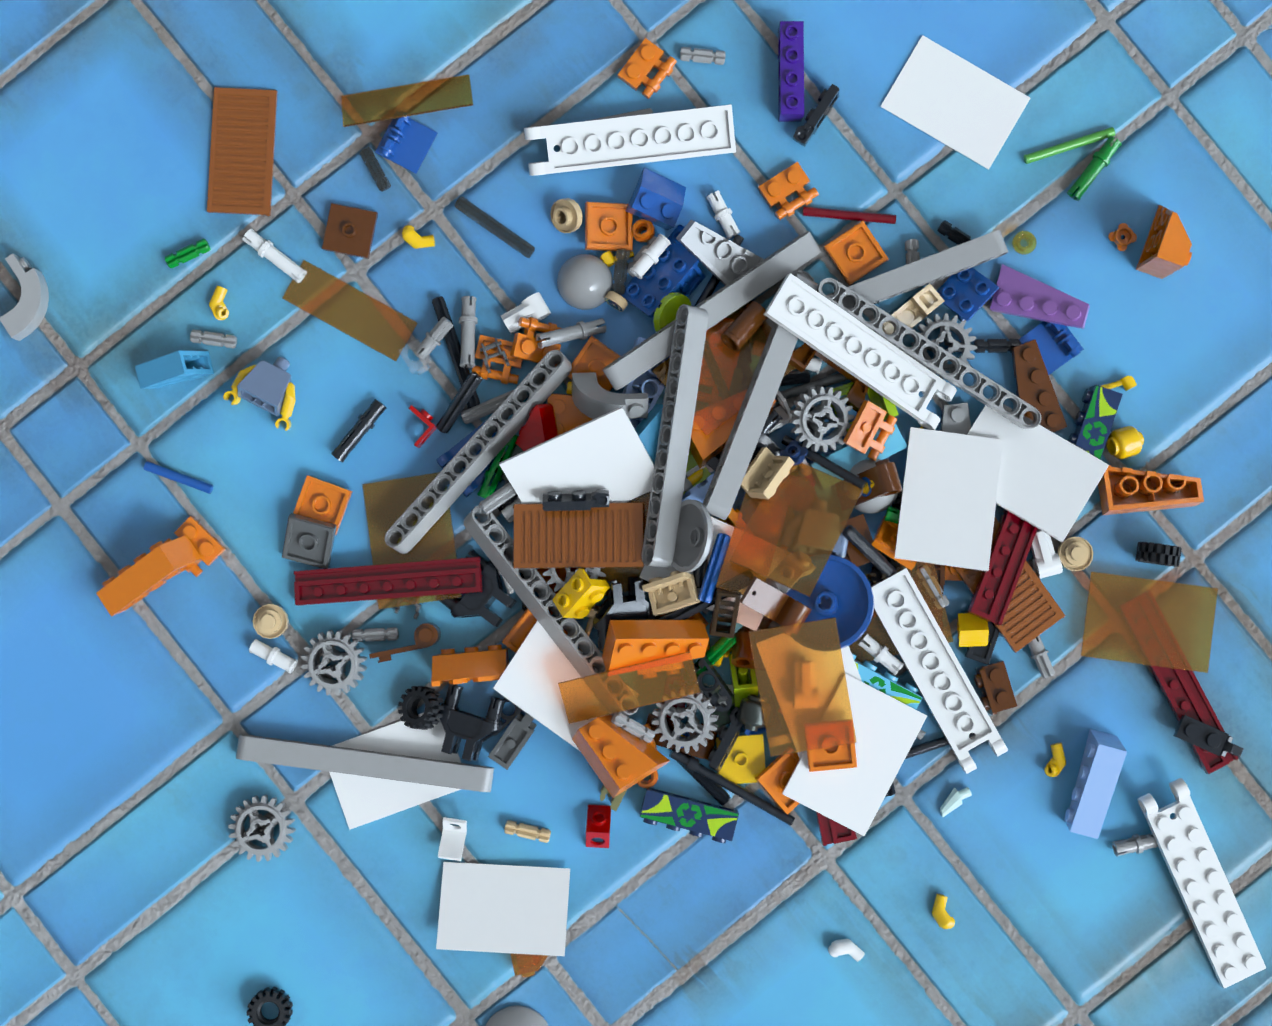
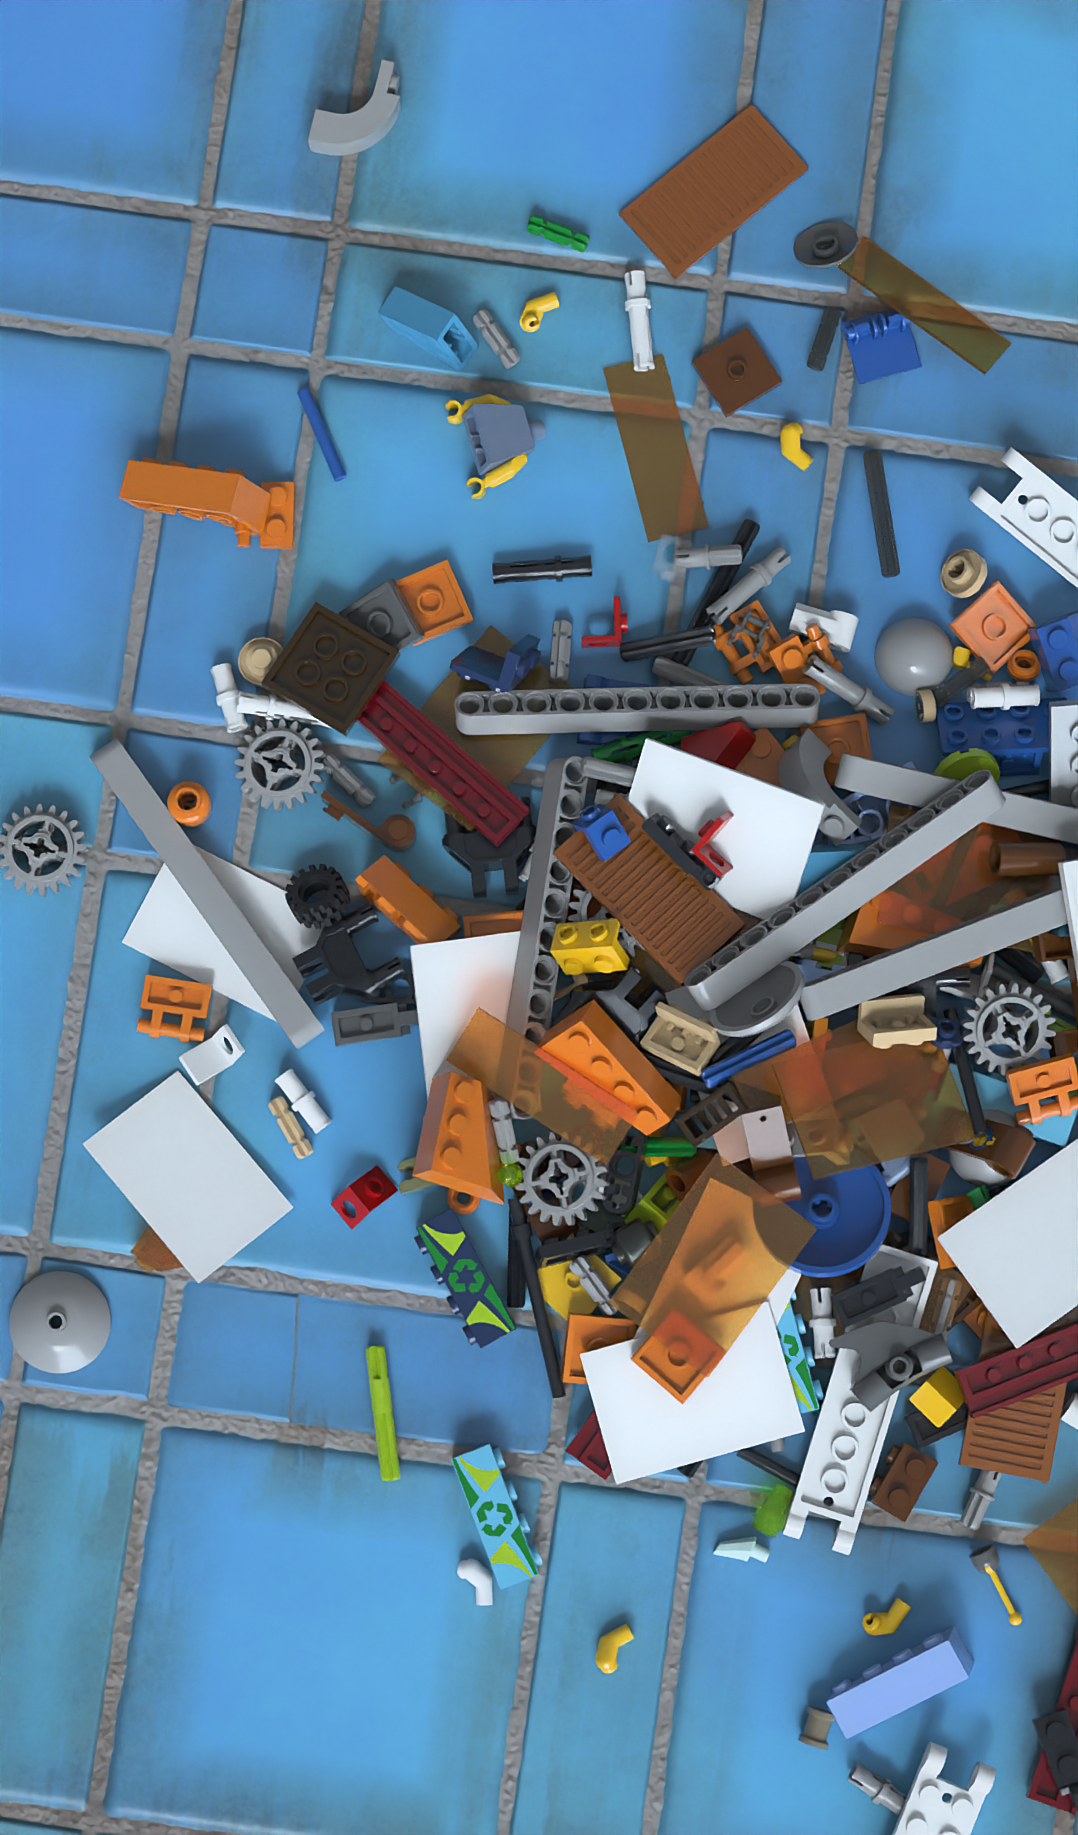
camera: 50 degrees right, 5 degrees down
(302, 732) = (179, 798): none -> orange head
(304, 635) = (273, 707): none -> white pin
(307, 590) = (330, 668): none -> dark brown plate
(326, 121) = (825, 245): none -> dark grey dish
(389, 506) = (499, 672): none -> dark blue bracket
(404, 829) = (174, 997): none -> orange plate
(410, 461) = (560, 651): none -> light grey axle
(520, 812) = (303, 1101): none -> white pin
(526, 532) = (602, 830): none -> blue bracket
(585, 488) = (704, 850): none -> red bracket
(658, 745) = (510, 1175): none -> clear neon green piece
(717, 919) = (382, 1413): none -> lime axle
(751, 752) = (593, 1284): none -> light grey axle
(822, 911) = (496, 1516): none -> medium azure brick
(893, 615) = (875, 1294): none -> black hinge
(923, 635) = (882, 1345): none -> dark grey pin
(950, 767) = (772, 1513): none -> clear neon green cone
(1074, 683) = (986, 1561): none -> hinge
(1077, 847) = (817, 1727): none -> dark tan bush

